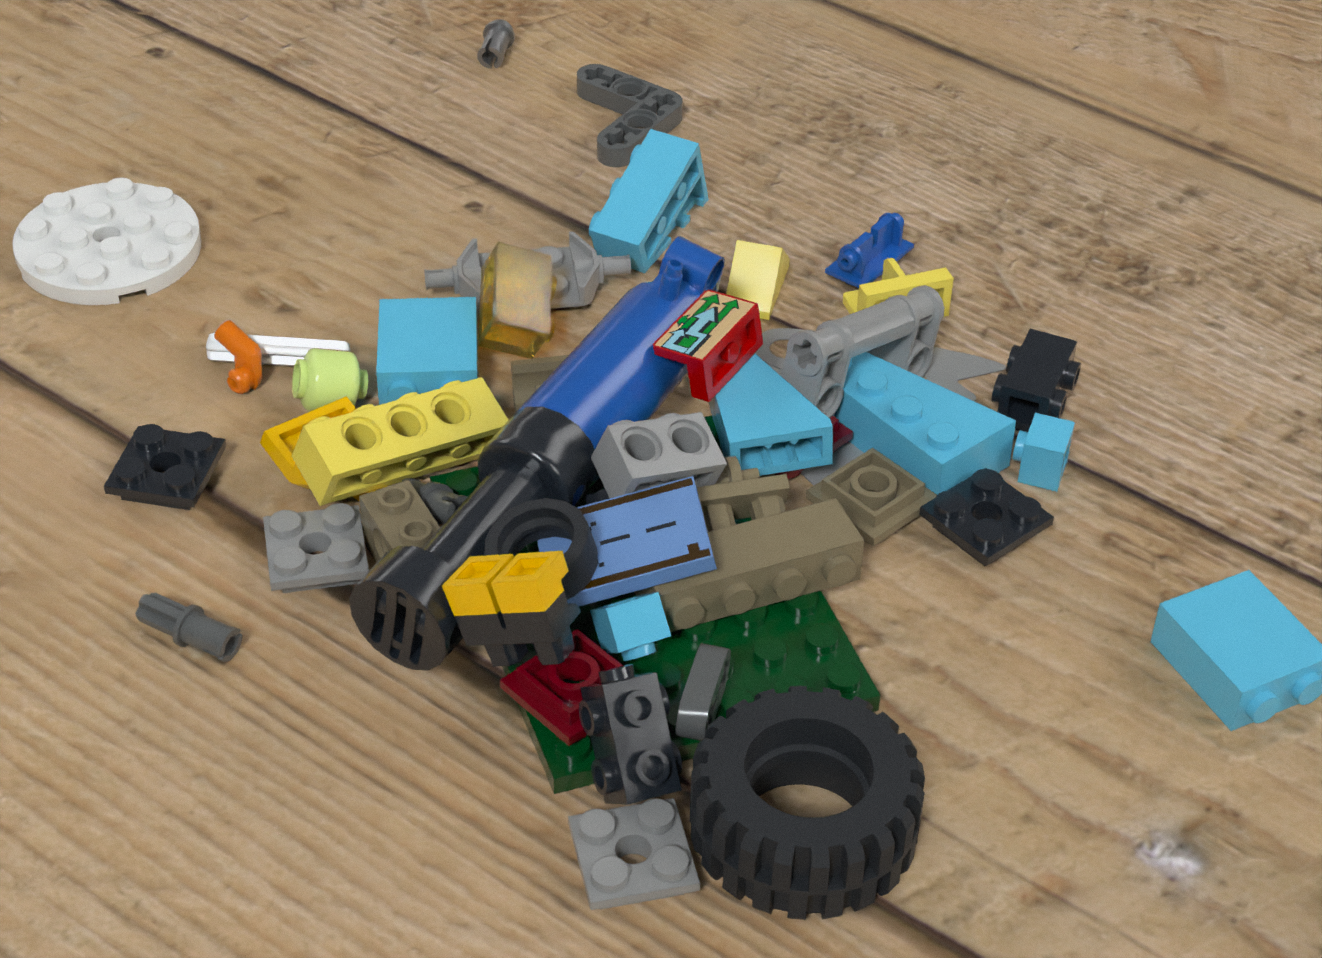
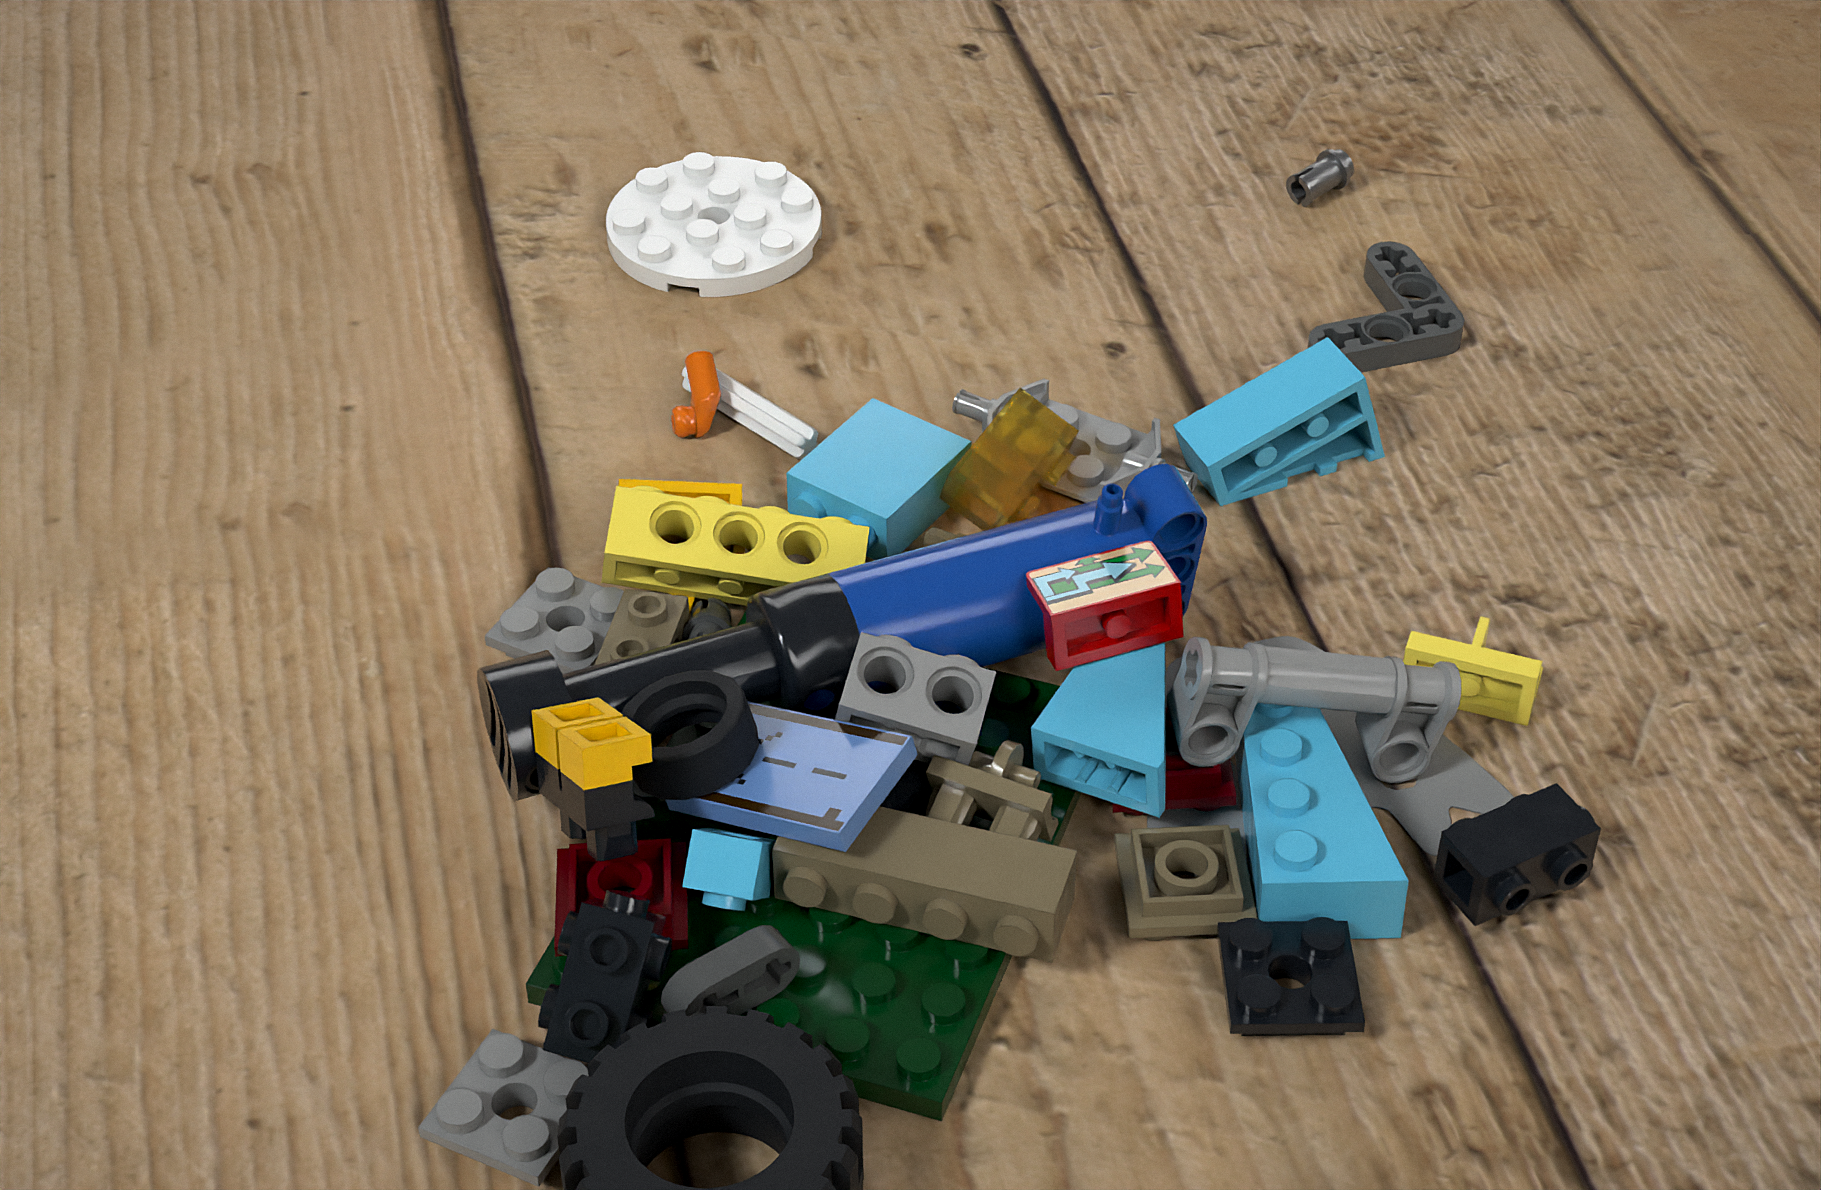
camera: 40 degrees right, 0 degrees up
(183, 458) = (523, 473): black piece -> none
(189, 626) = (381, 641): dark grey axle -> none
(327, 377) = (751, 456): yellowish green head -> none
(758, 274) = (1325, 570): light yellow slope -> none
(864, 258) = (1516, 605): blue hinge -> none
(1043, 451) = (1442, 942): medium azure plate -> none

